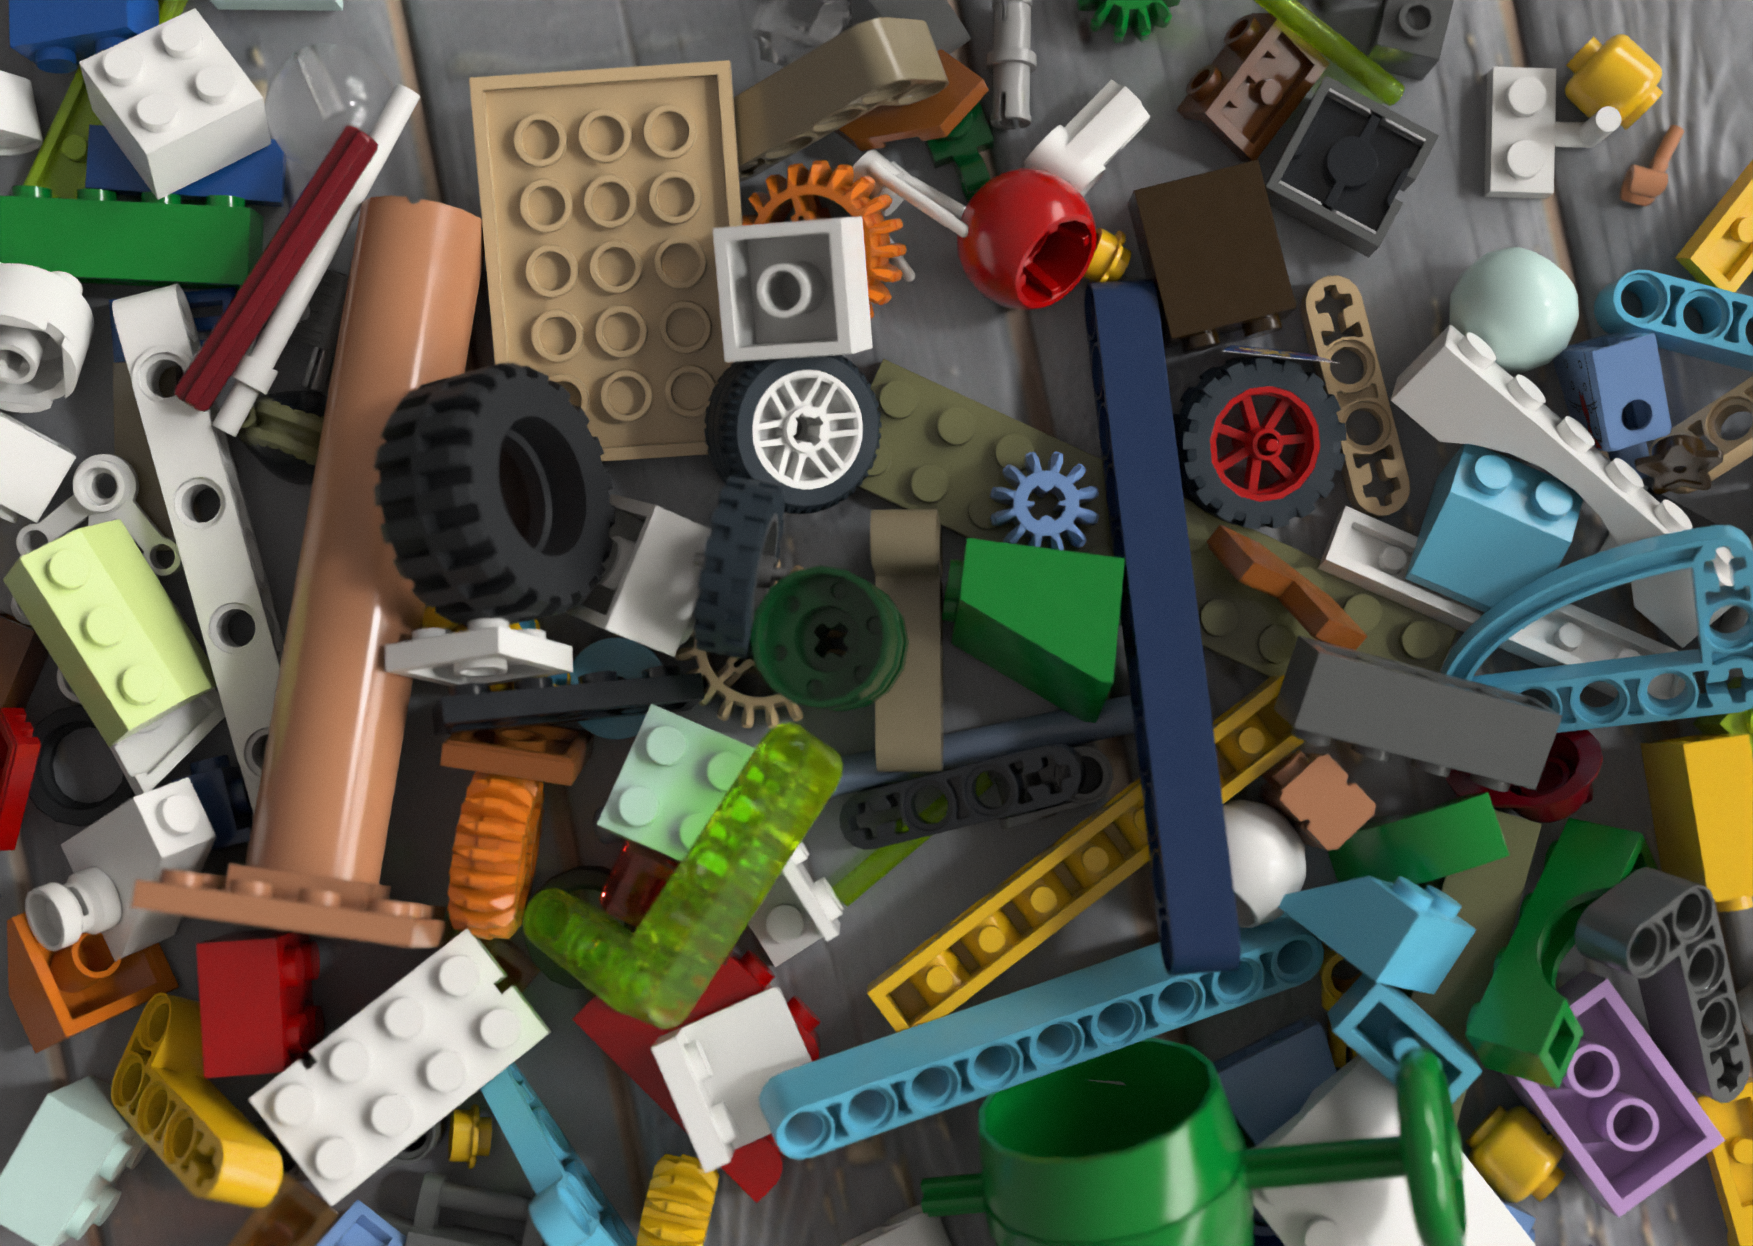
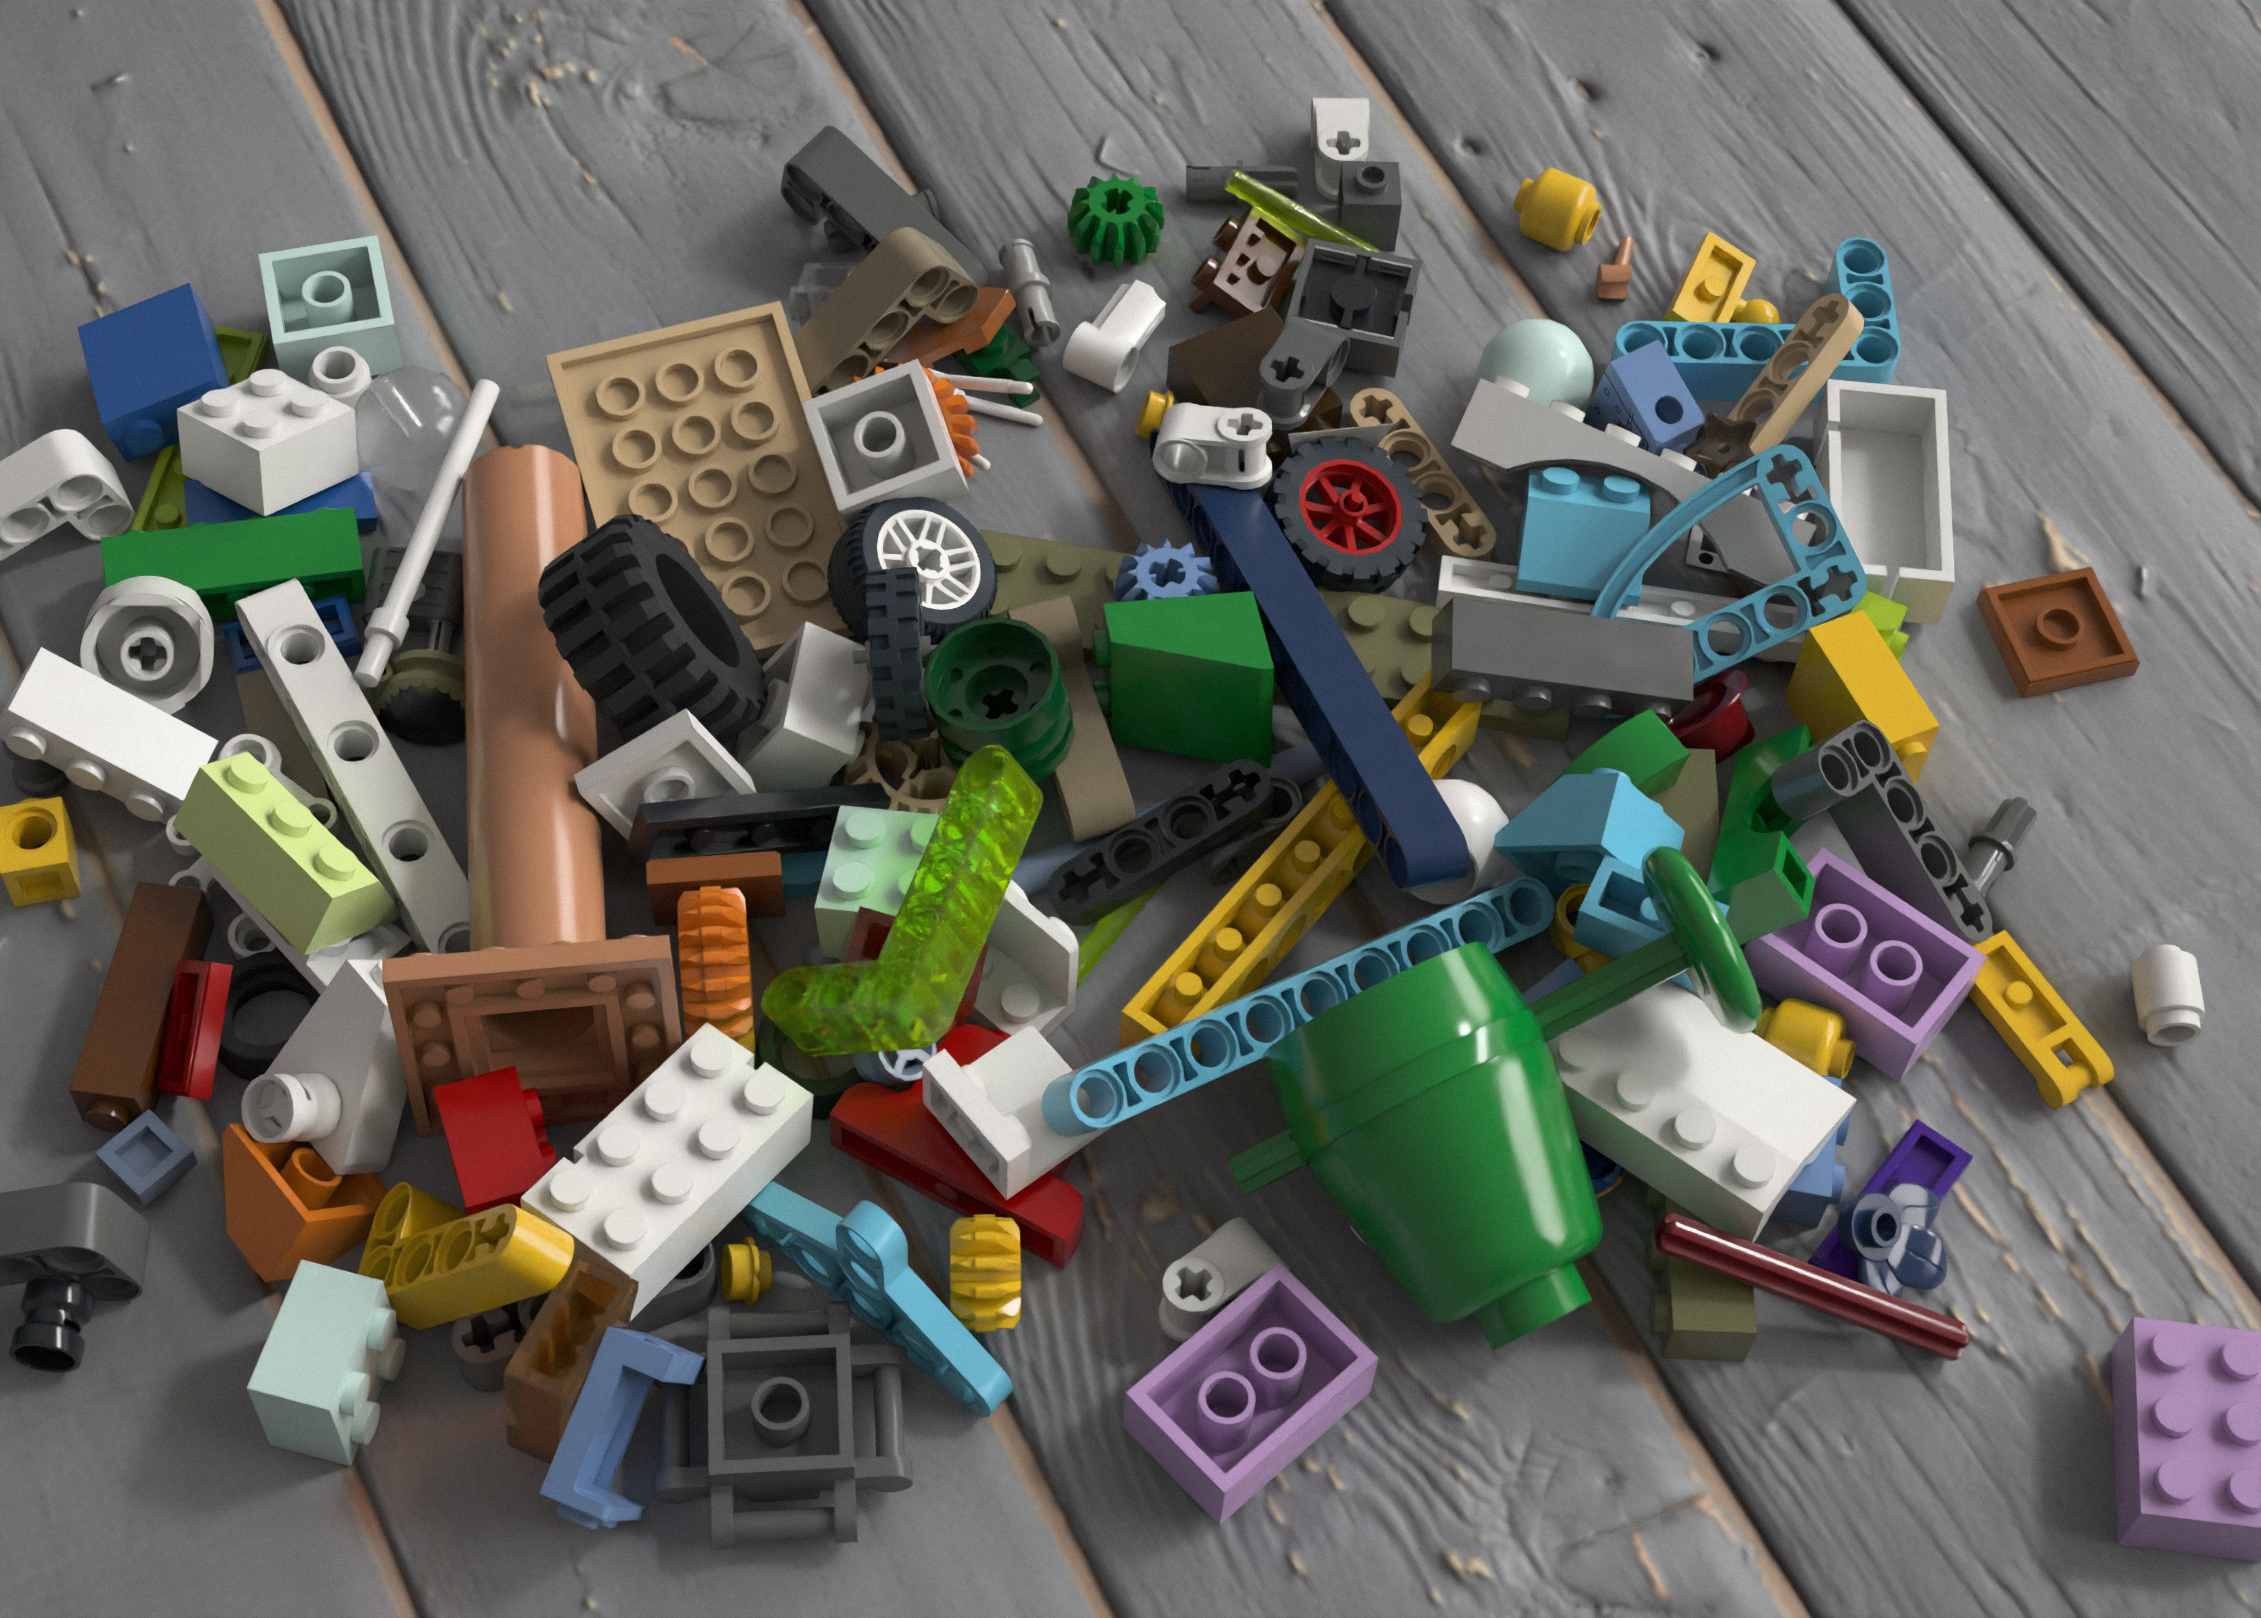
camera: 20 degrees left, 30 degrees down
(264, 38) = (340, 374): none -> white brick
(276, 268) = (393, 534): dark red axle -> none
(1027, 239) = (1085, 398): red wheel -> none
(1132, 350) = (1211, 443): none -> white piece
(1262, 264) = (1299, 371): none -> dark grey piece
(1266, 572) = (1383, 597): dark orange tile -> none
(1316, 798) = (1500, 756): nougat brick -> none
(1524, 132) = (1498, 268): white plate -> none

